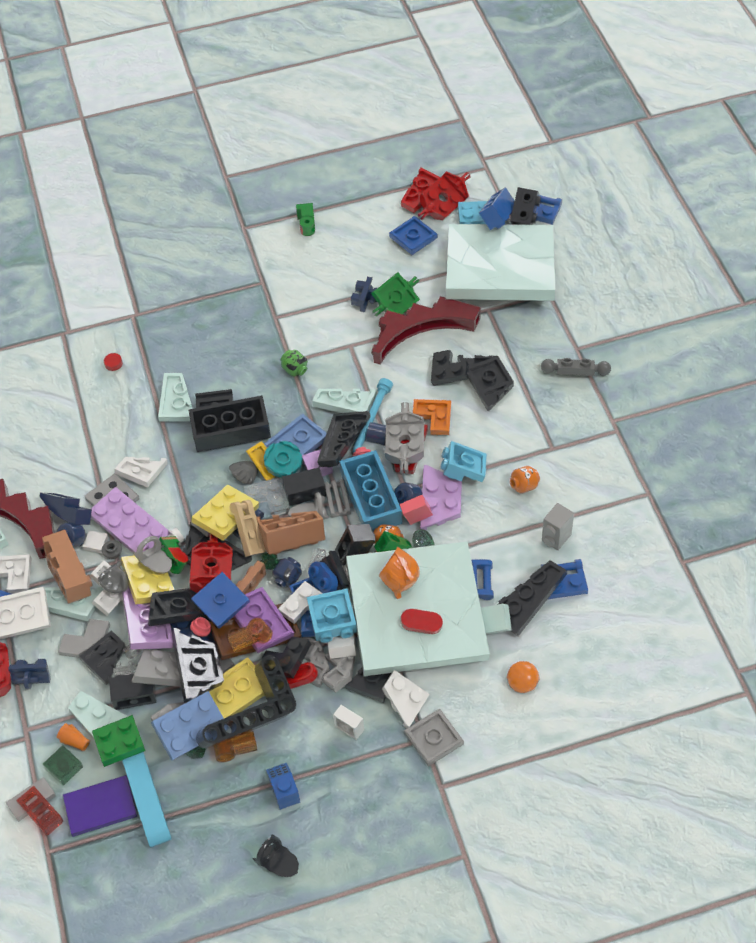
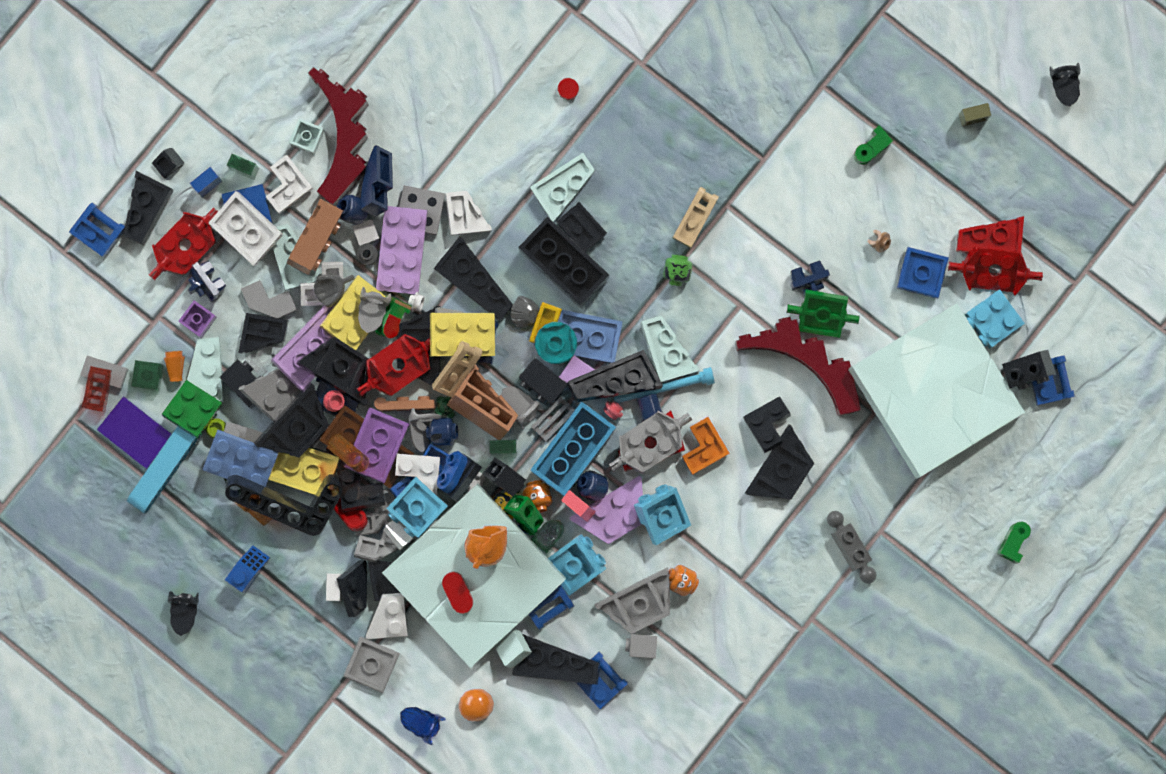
camera: 55 degrees right, 30 degrees up
(52, 698) = (197, 319): none -> medium lavender piece
(150, 738) = (213, 426): none -> lime plate
(186, 492) = (470, 276): none -> black wing
(220, 600) = (365, 402): blue plate -> none
(266, 581) = (417, 425): none -> light grey piece
(267, 336) = (695, 218): none -> tan plate
(331, 536) = (503, 447): none -> clear green piece
(333, 158) = (975, 114): none -> olive piece
(352, 109) = (1066, 83): none -> black piece
(362, 708) = (354, 588): none -> black wing
(374, 245) = (882, 243): none -> medium nougat plate
(462, 531) = (578, 563): none -> medium azure plate
(497, 209) = (1004, 344): blue brick -> none
(511, 724) = (421, 723): none -> clear blue piece
(522, 514) = (640, 603): none -> light grey wing
(640, 276) = (1013, 540): none -> green leg

